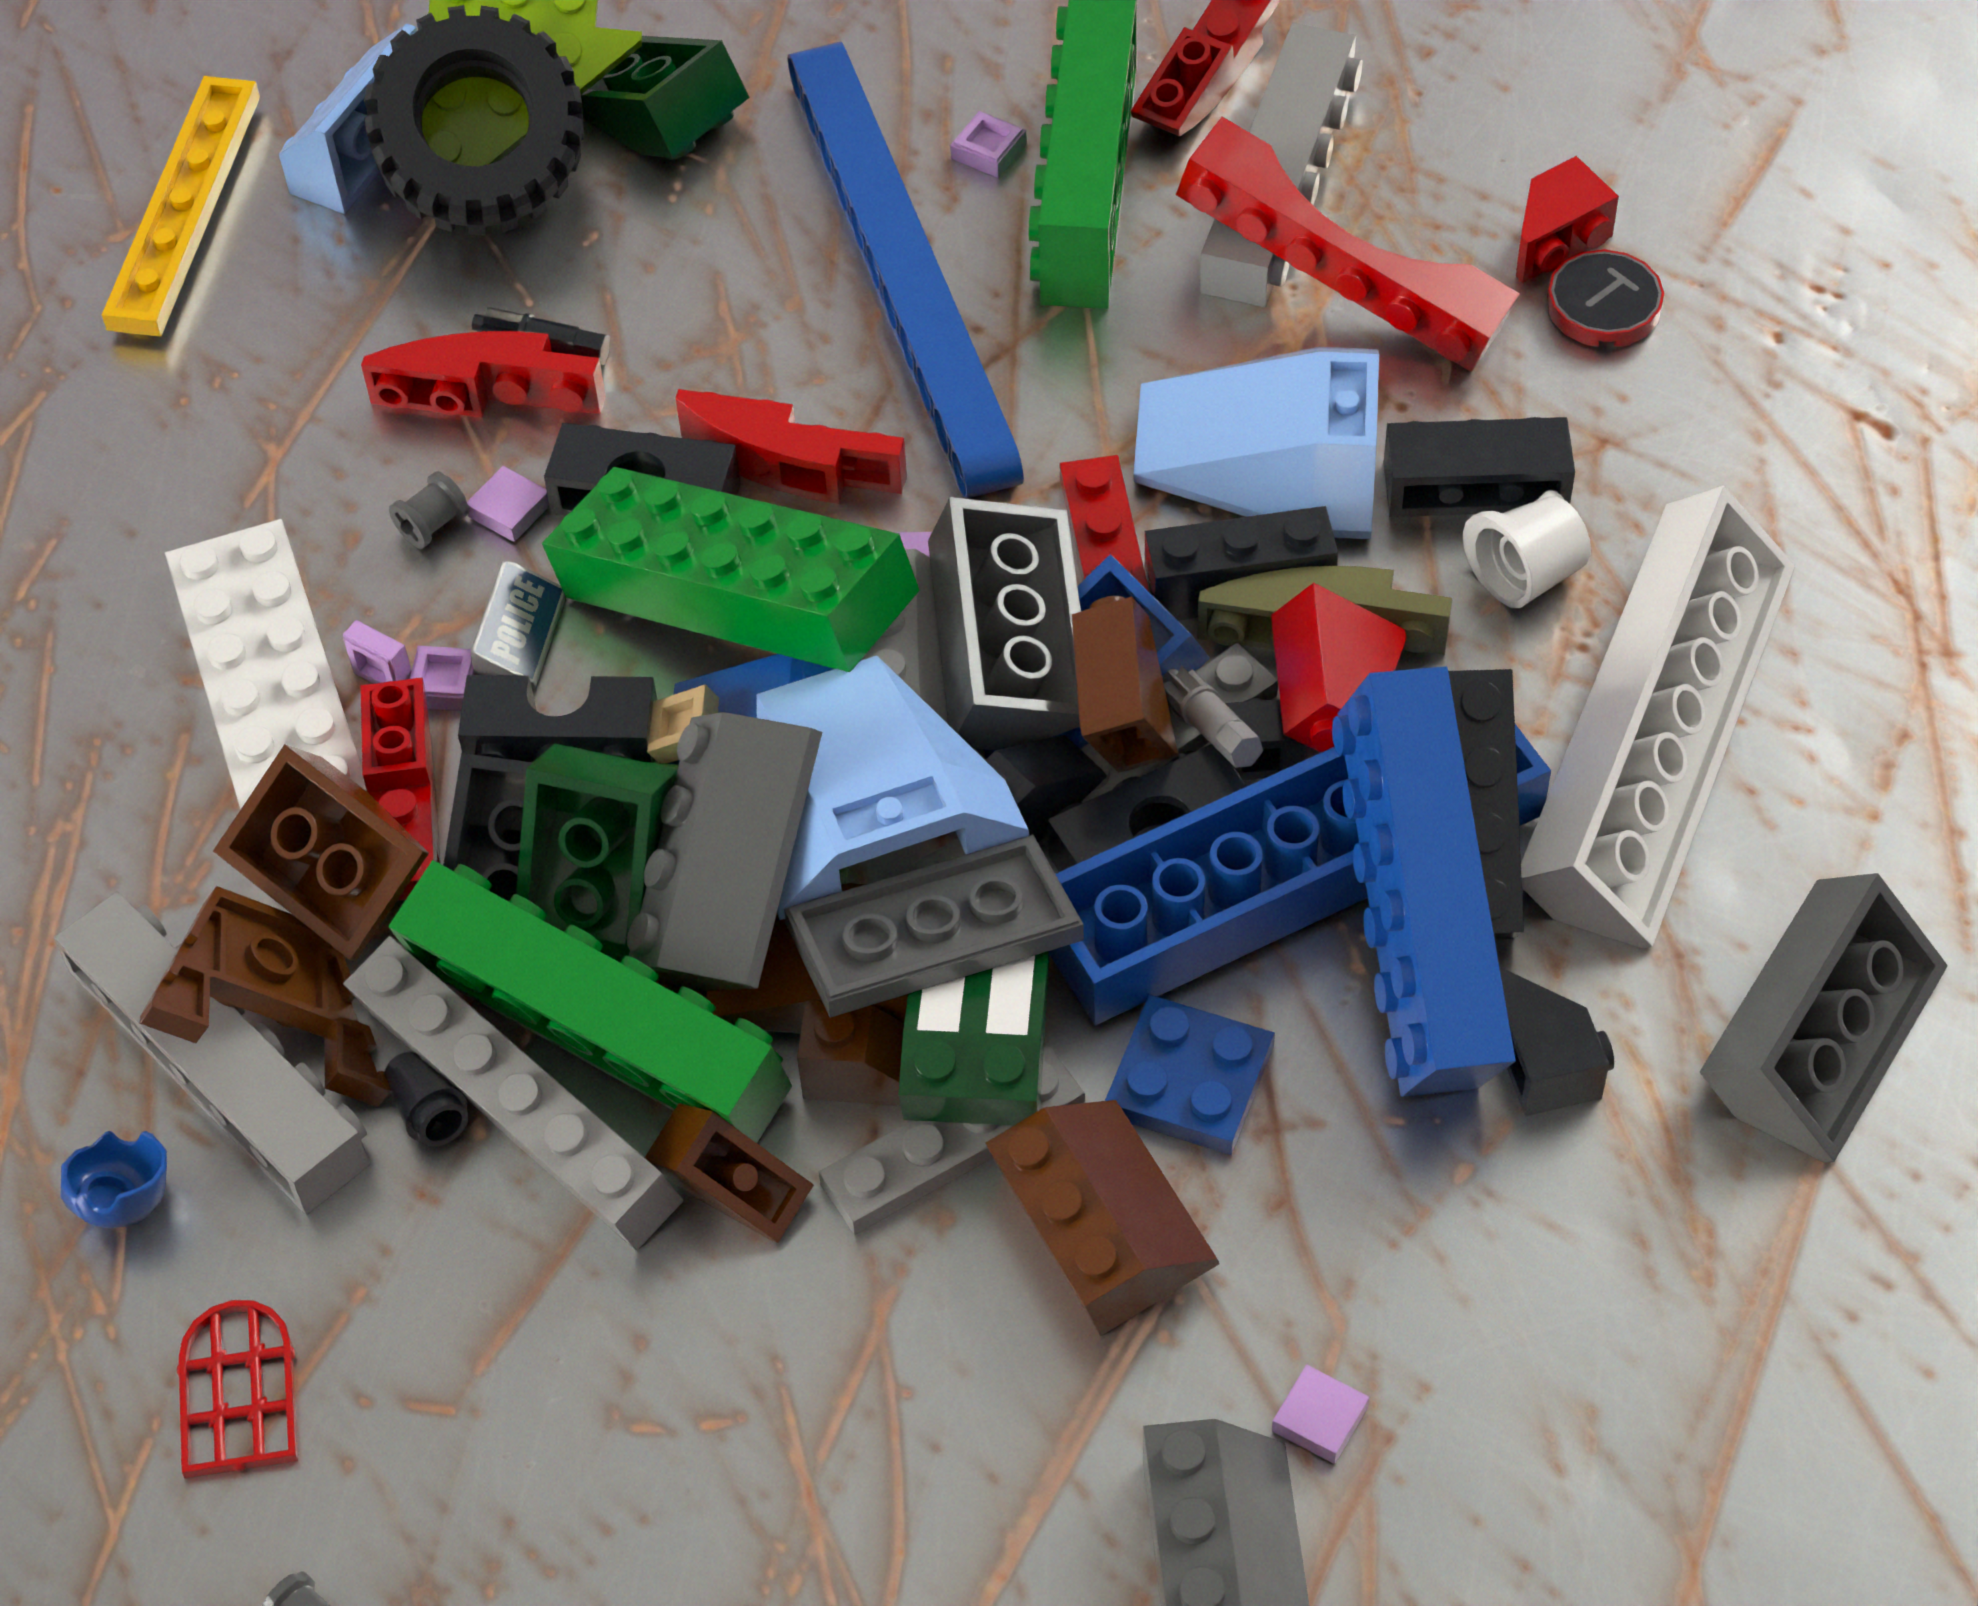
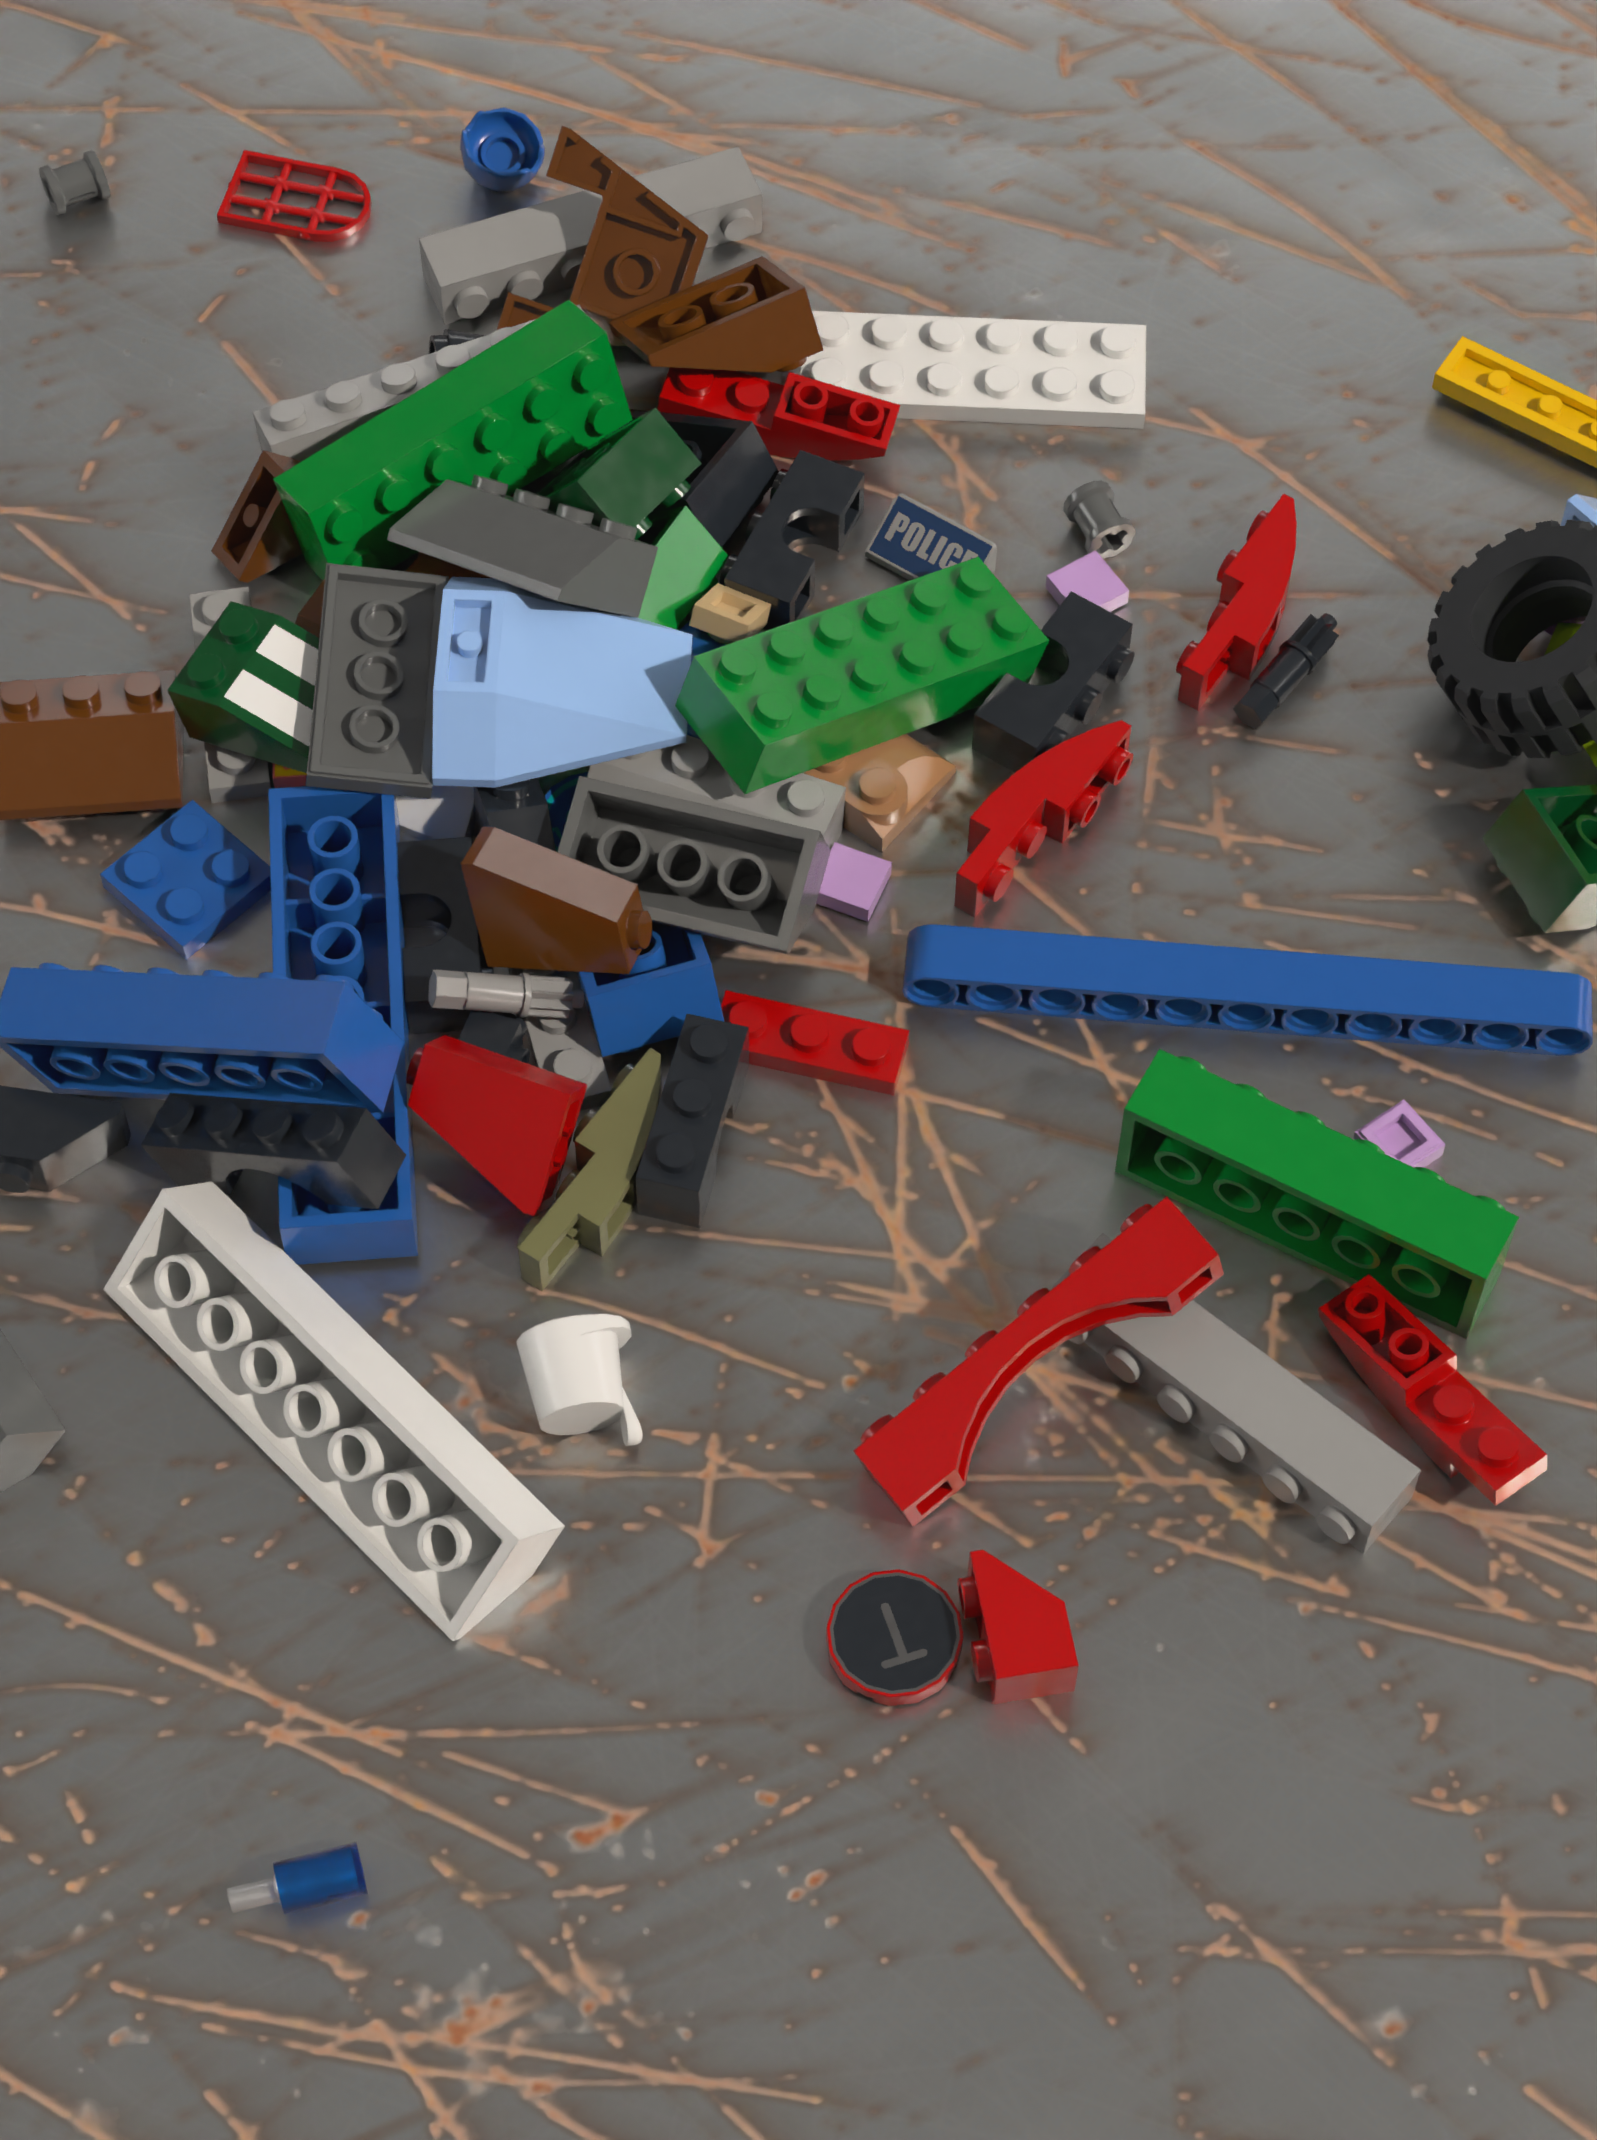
camera: 110 degrees right, 5 degrees up
(375, 654) = (938, 437): lavender tile -> none
(443, 675) = (905, 477): lavender tile -> none
(1268, 436) = (856, 1222): light blue wedge -> none
(1475, 465) = (714, 1389): black brick -> none

